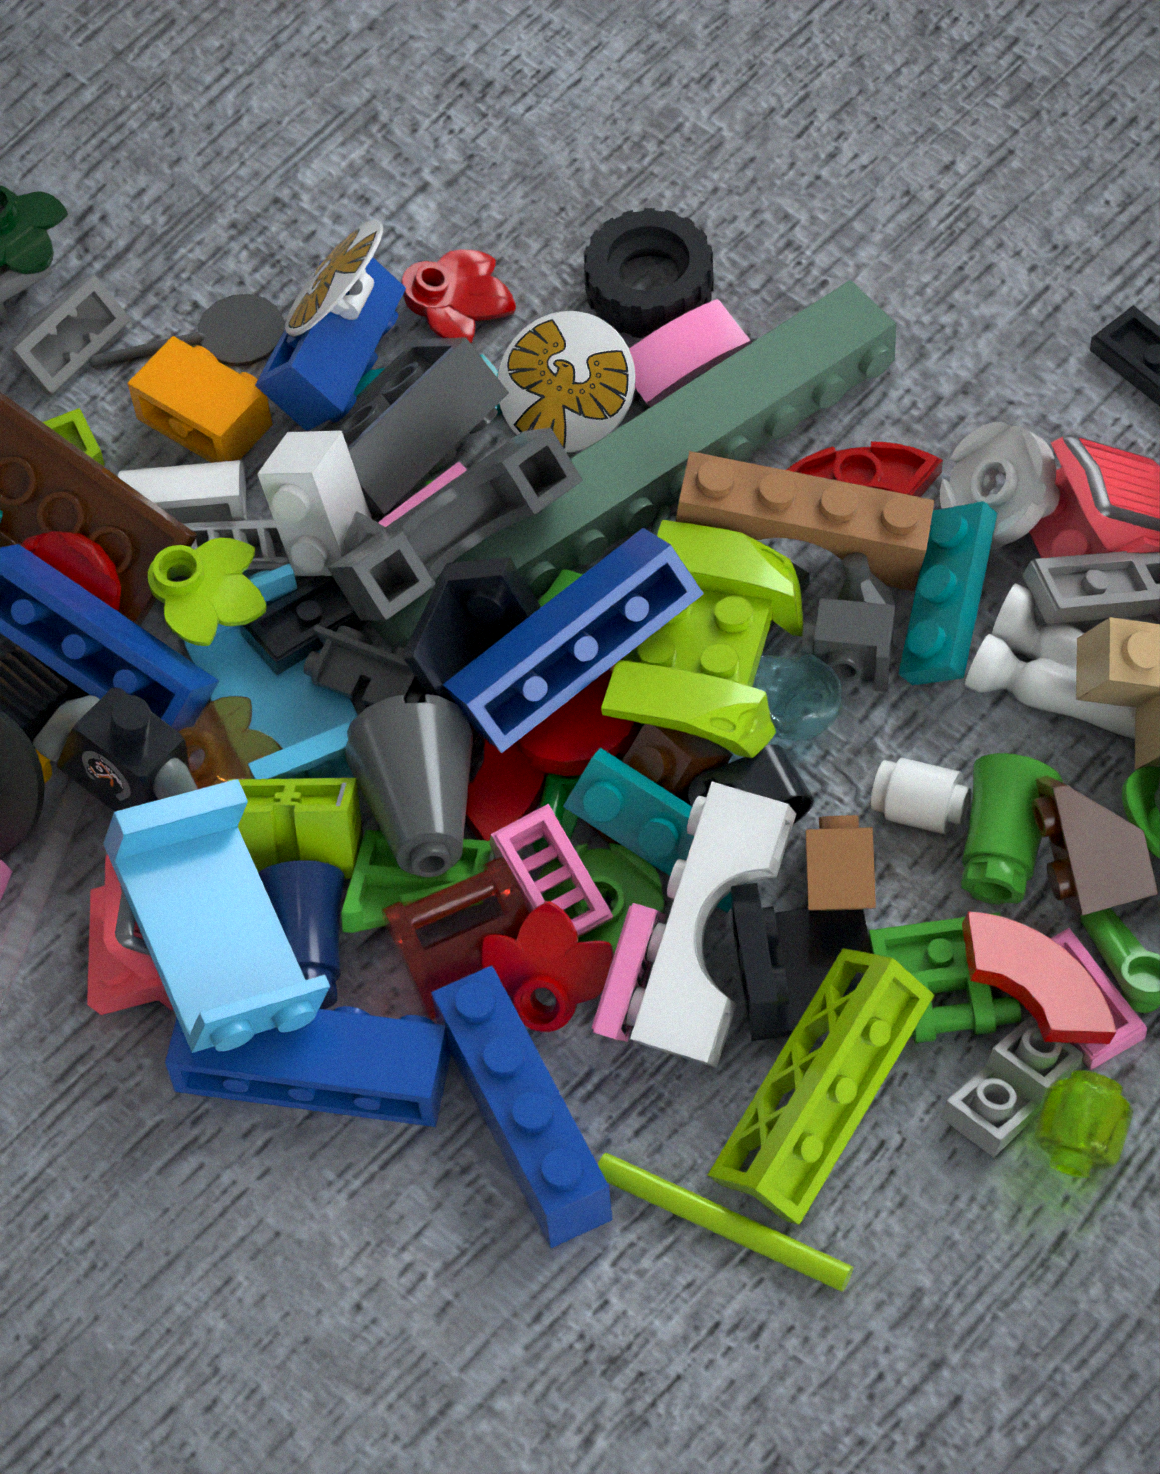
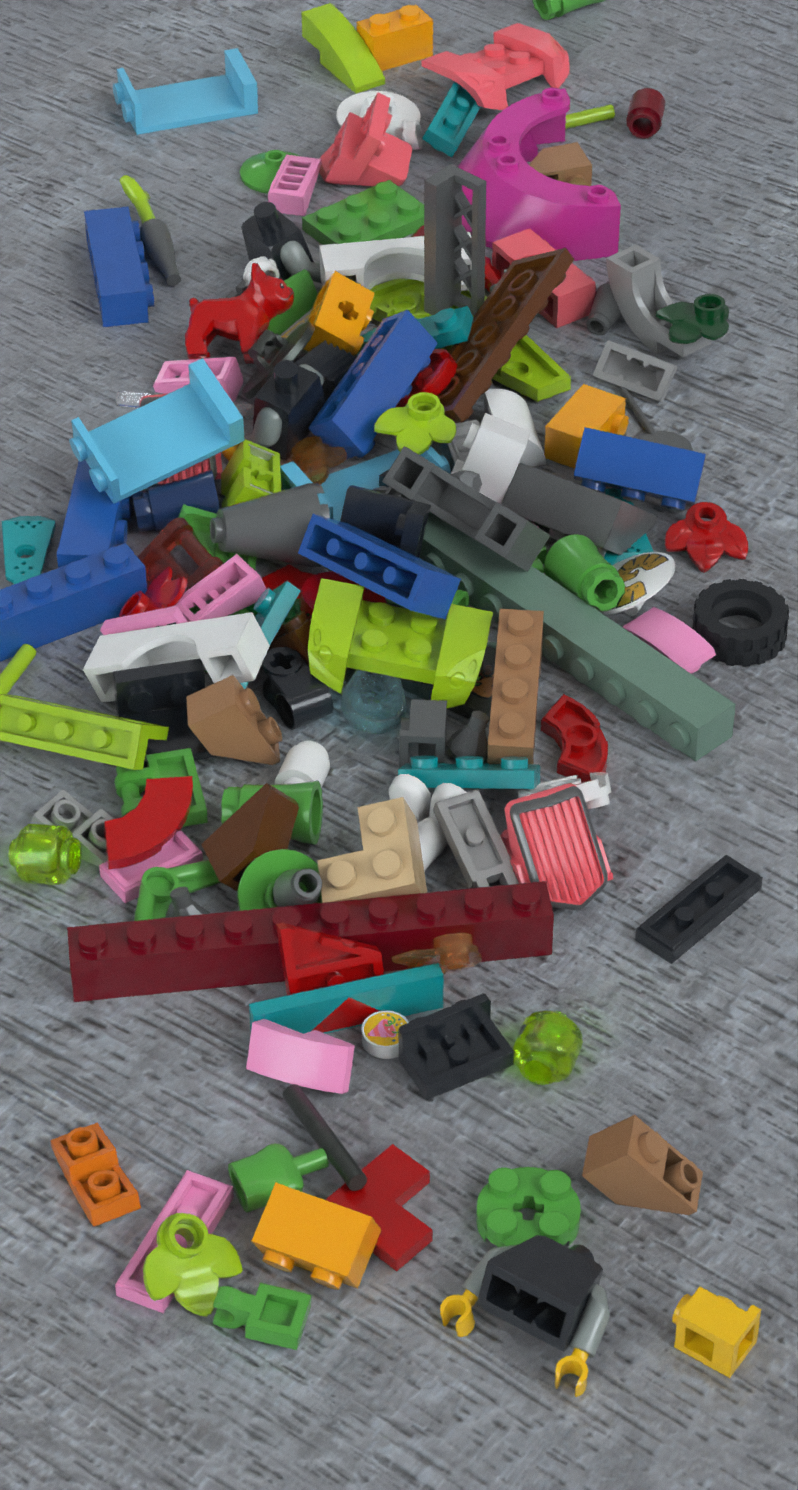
camera: 80 degrees right, 15 degrees down
(336, 275) = (662, 436): shield -> none
(336, 1157) = (26, 537): none -> teal piece
(574, 409) = (584, 572): none -> bright green plant

